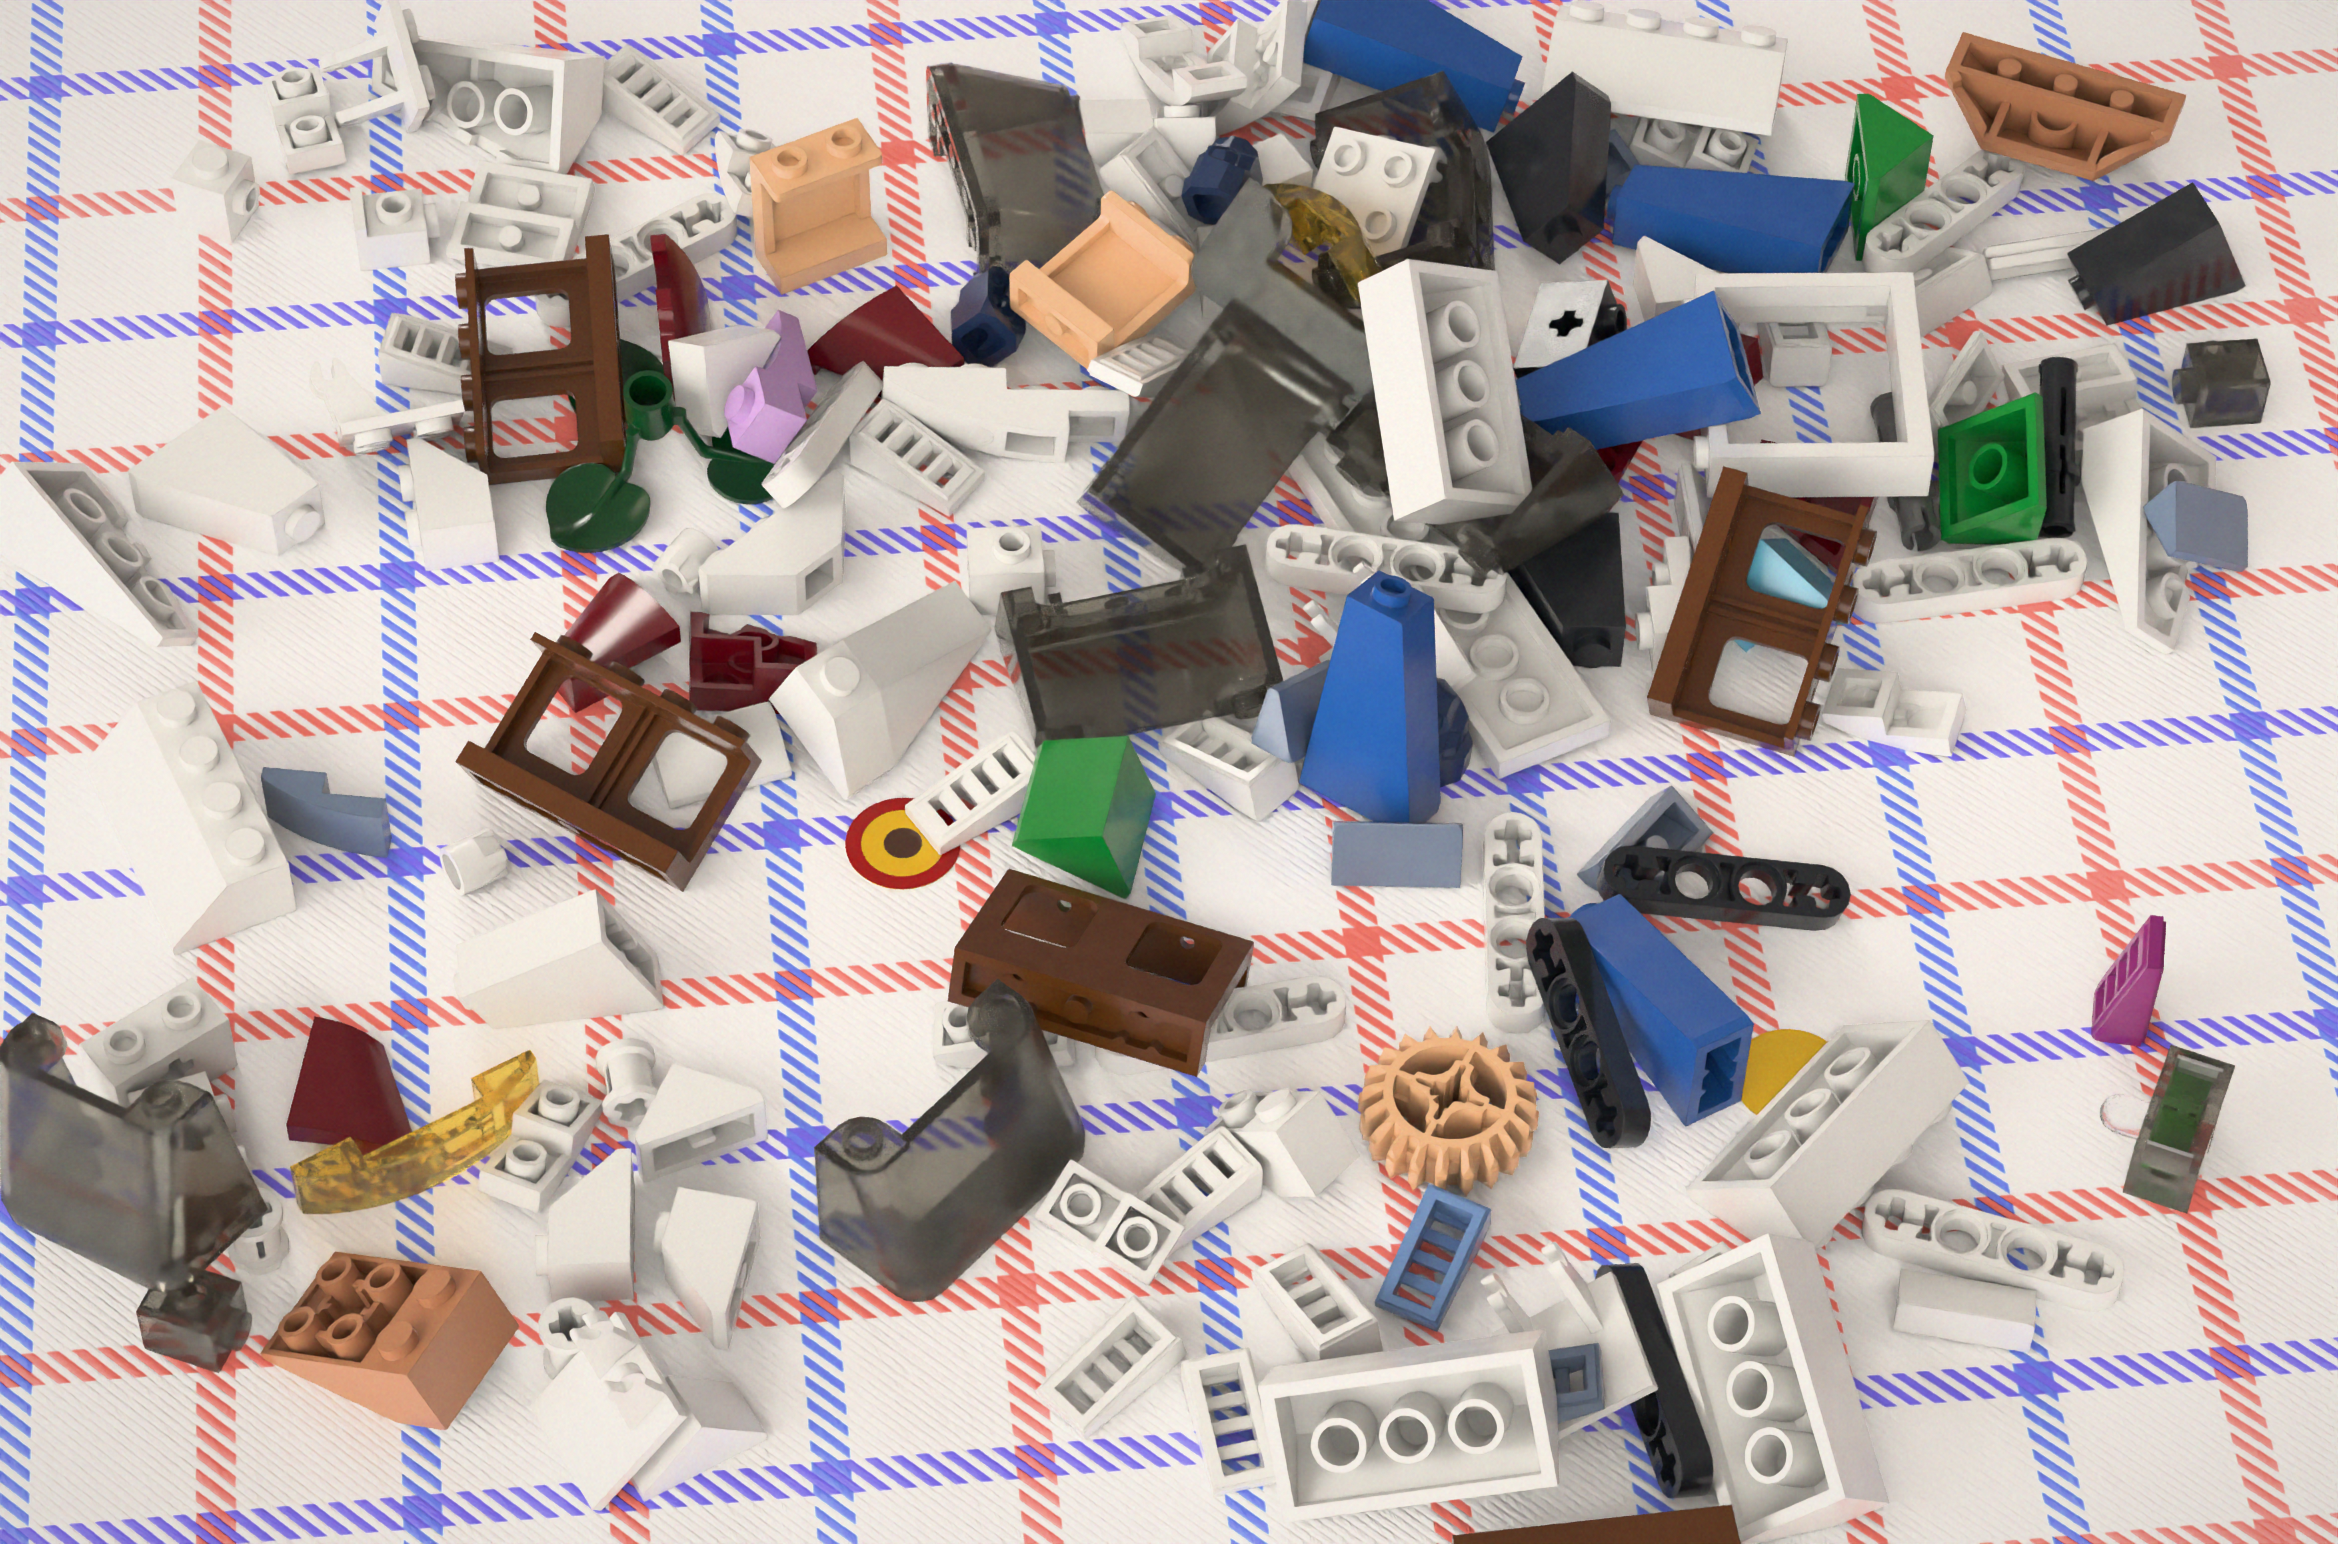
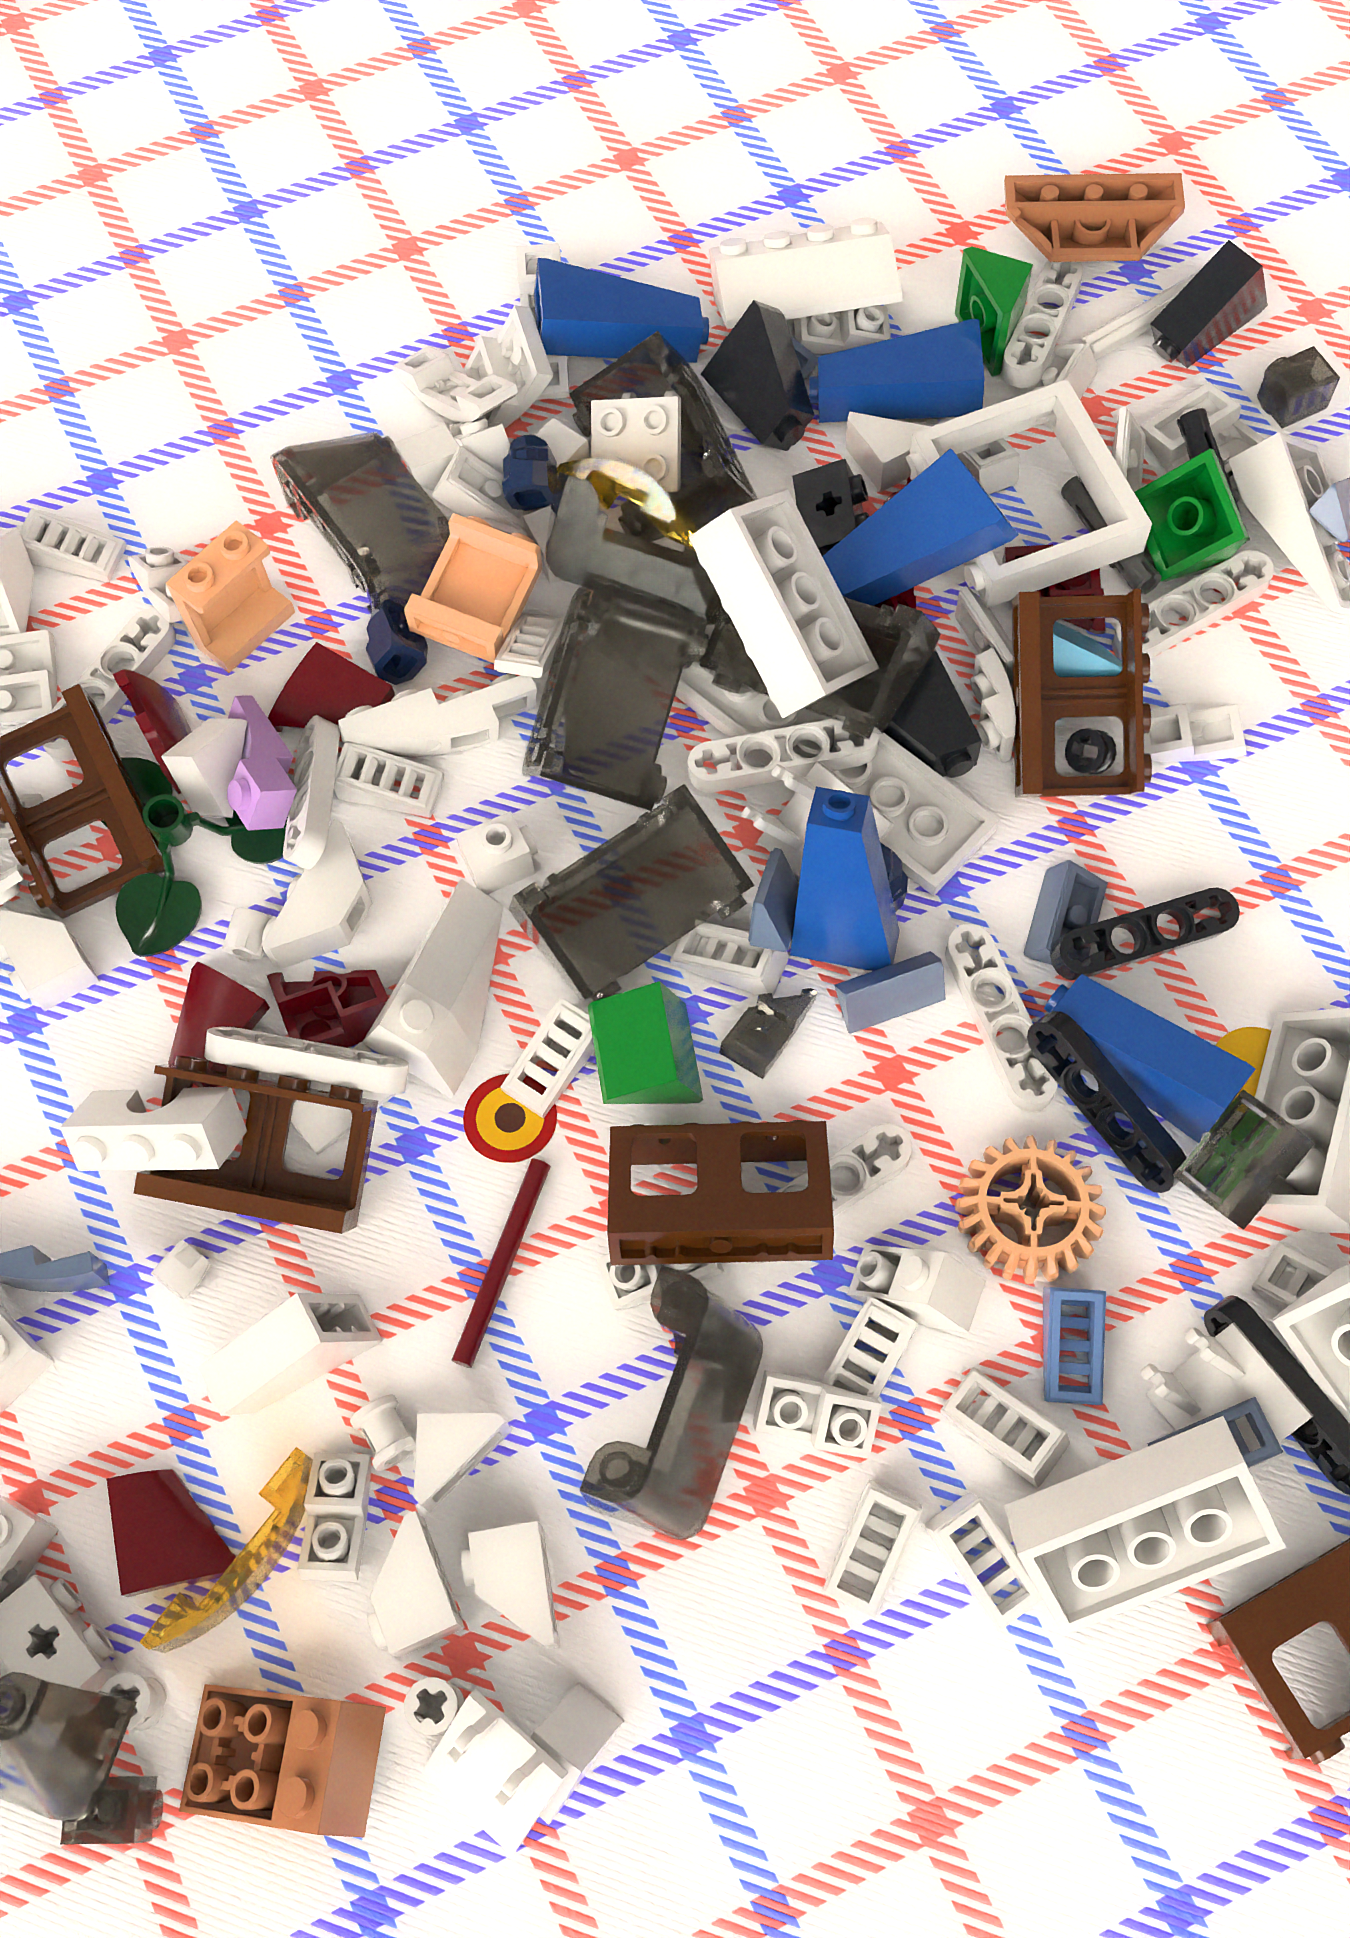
camera: 15 degrees left, 15 degrees up
(475, 702) = (189, 1133): none -> white arch
(701, 689) = (306, 1060): none -> white beam
(828, 974) = (501, 1263): none -> dark red bar
(1236, 850) = (766, 1030): none -> clear smoke slope
(1708, 1125) = (1242, 1159): none -> clear smoke piece
(1768, 691) = (1097, 738): none -> black bush

